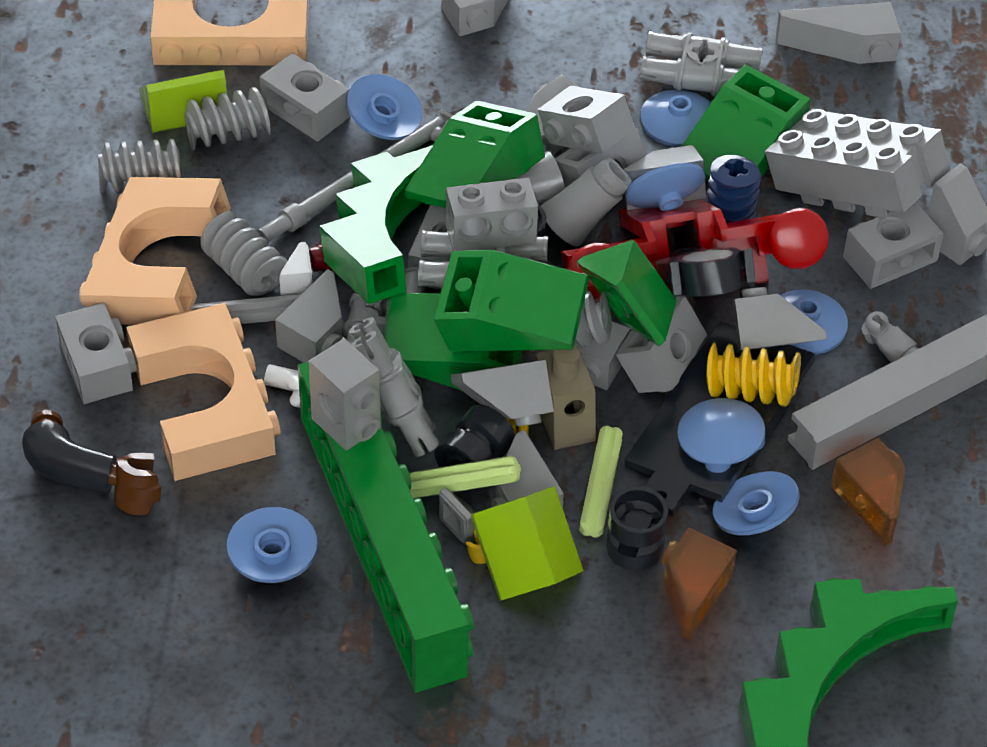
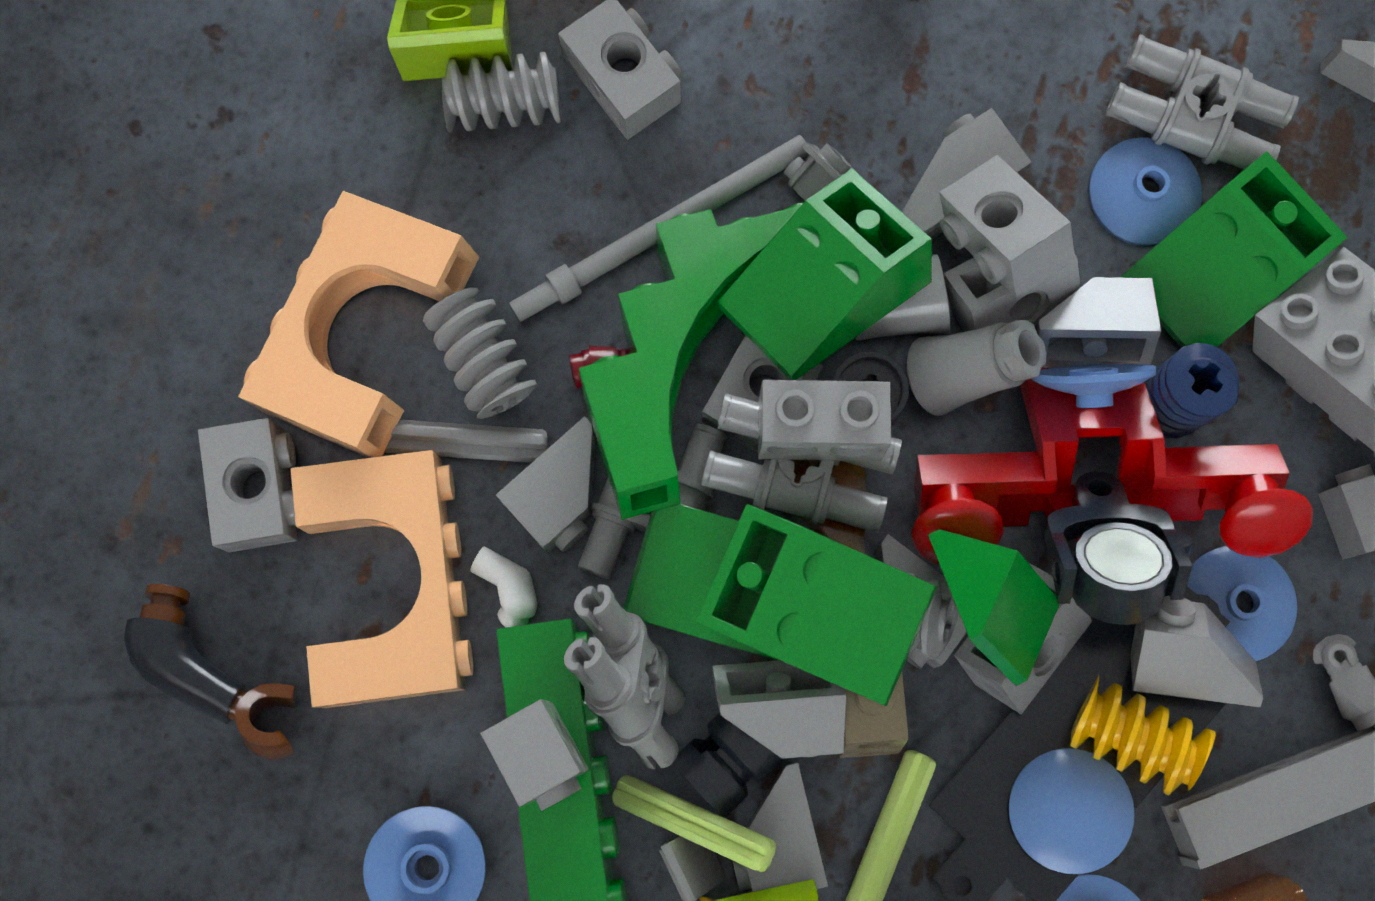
camera: 15 degrees right, 30 degrees up
(139, 163) = (364, 162): light grey piece -> none
(297, 272) = (549, 399): white slope -> none
(384, 106) = (746, 95): medium blue dish -> none

